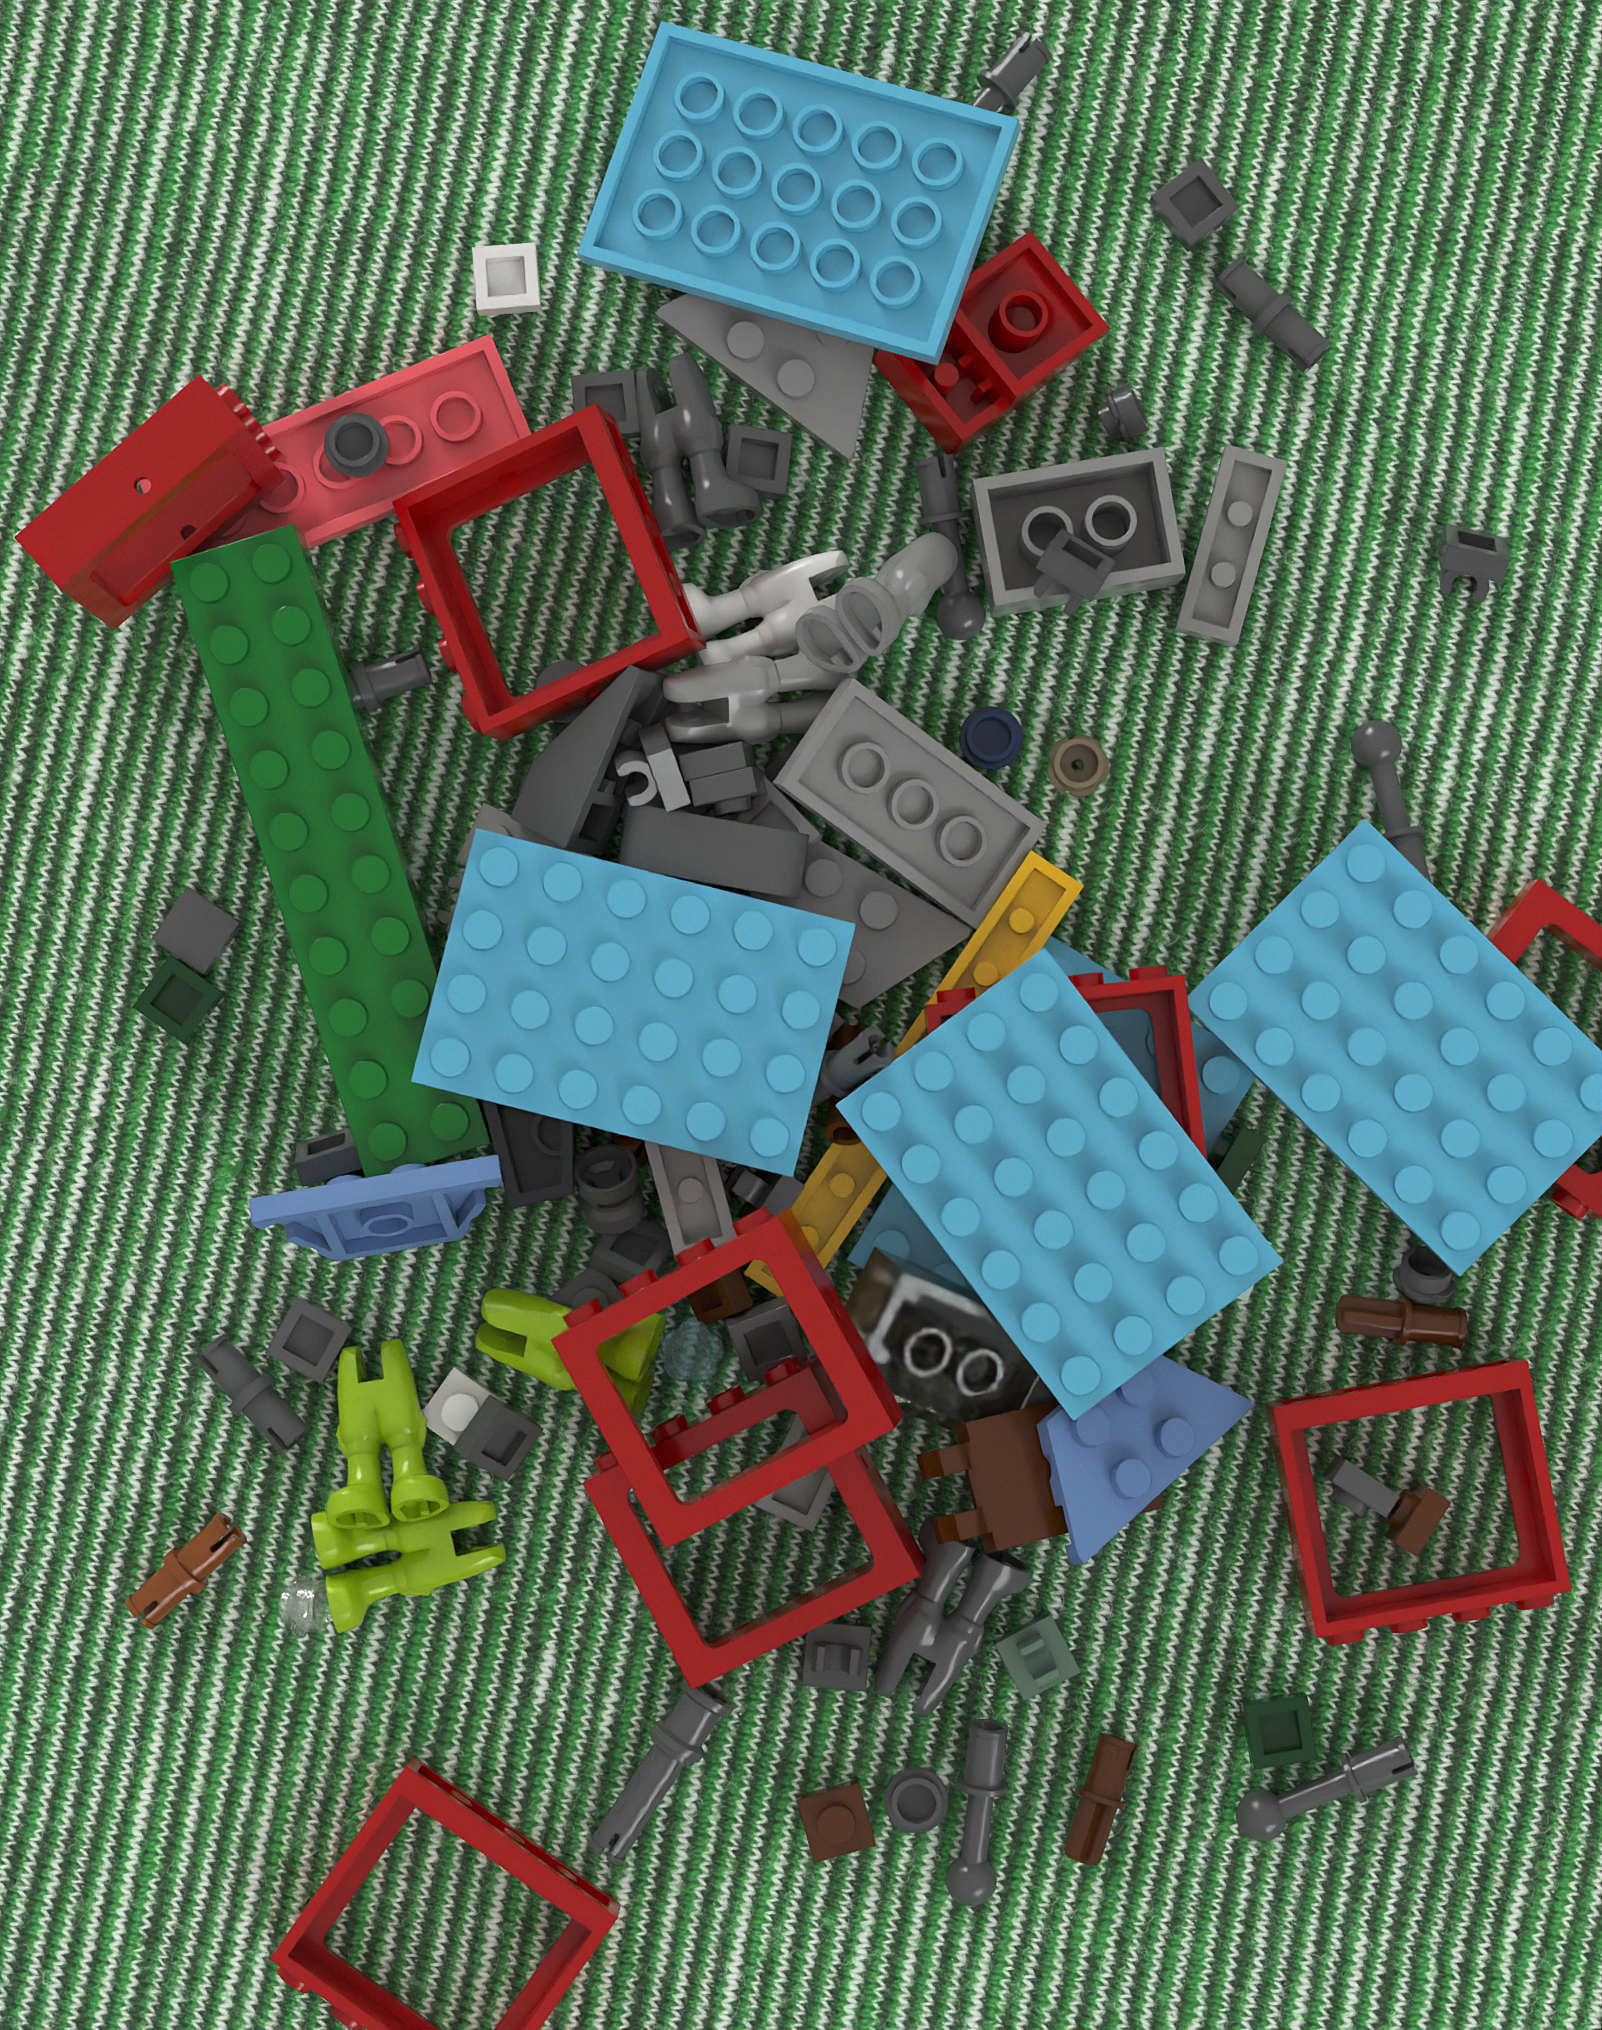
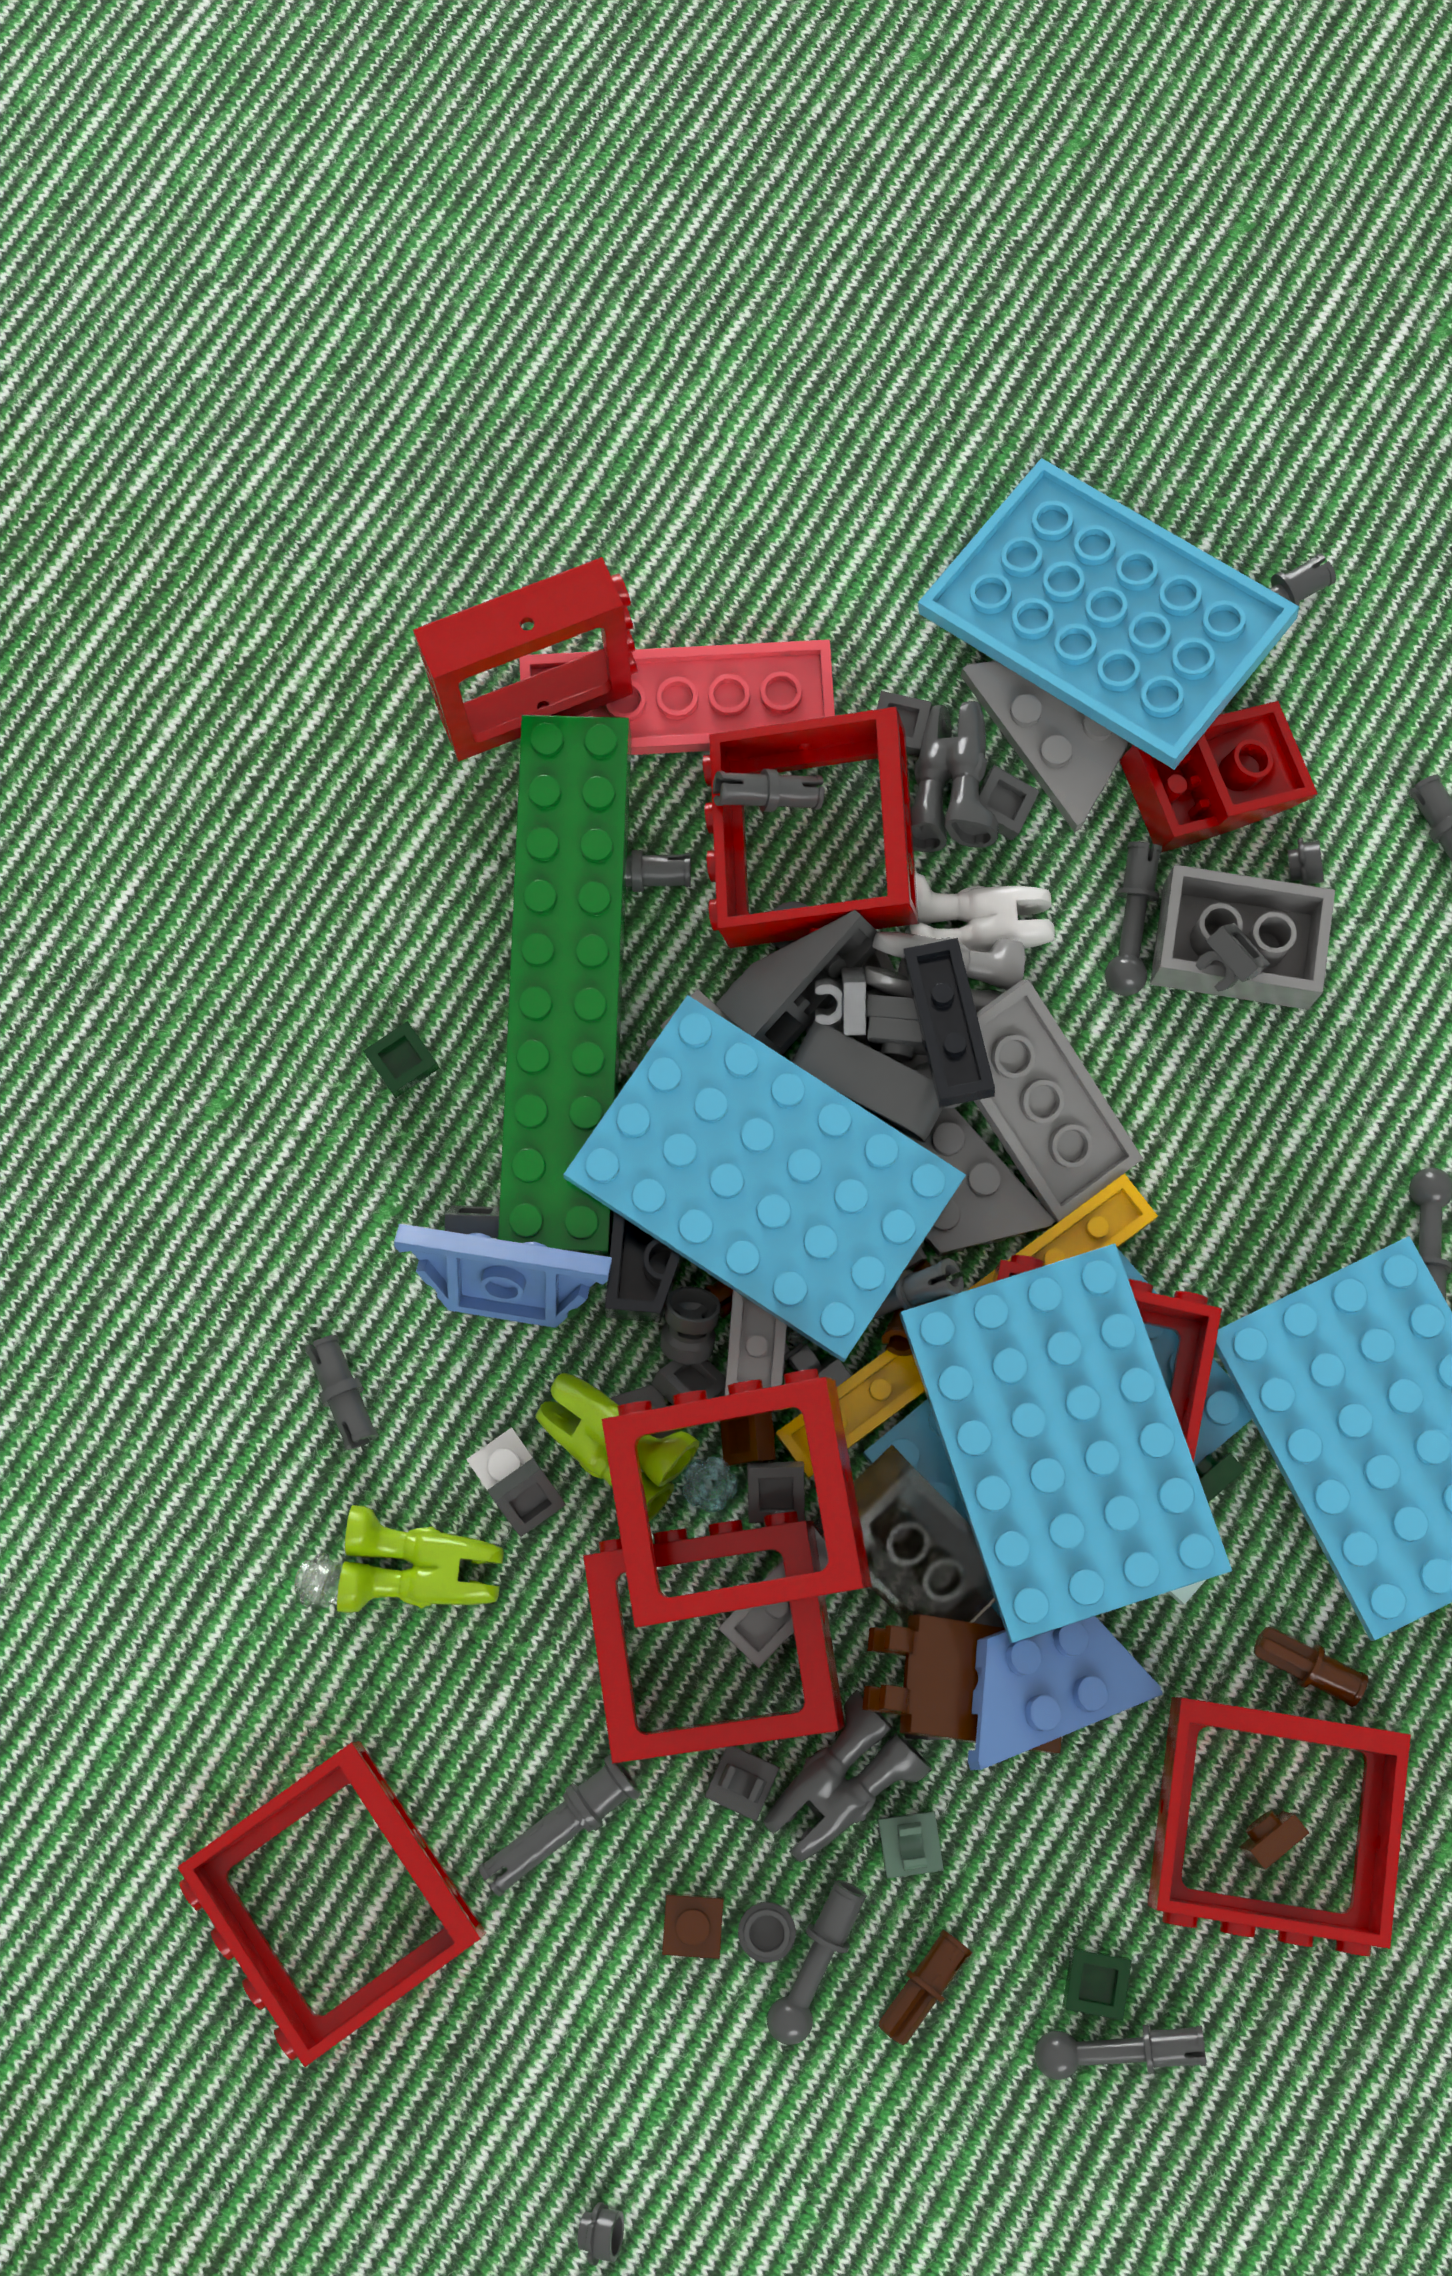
camera: 20 degrees right, 10 degrees down
(185, 1570) = (232, 1517): dark orange pin -> none
(197, 931) = (435, 1013): dark grey tile -> none
(310, 1339) = (404, 1364): dark grey plate -> none
(356, 445) = (697, 684): dark grey plate -> none
(378, 1415) = (430, 1442): lime piece -> none
(483, 548) = (768, 790): none -> dark grey pin
(506, 279) = (856, 605): white plate -> none
(779, 762) = (948, 1022): none -> black plate
(875, 609) = (1062, 934): light grey piece -> none
(990, 738) = (1119, 1076): dark blue plate -> none
(1089, 753) = (1186, 1108): dark tan plate -> none
(1194, 204) = (1413, 725): dark grey plate -> none
(1230, 546) = (1361, 992): light grey plate -> none
(1358, 1489) = (1231, 1795): dark grey plate -> none
(1423, 1276) = (1341, 1634): dark grey plate -> none

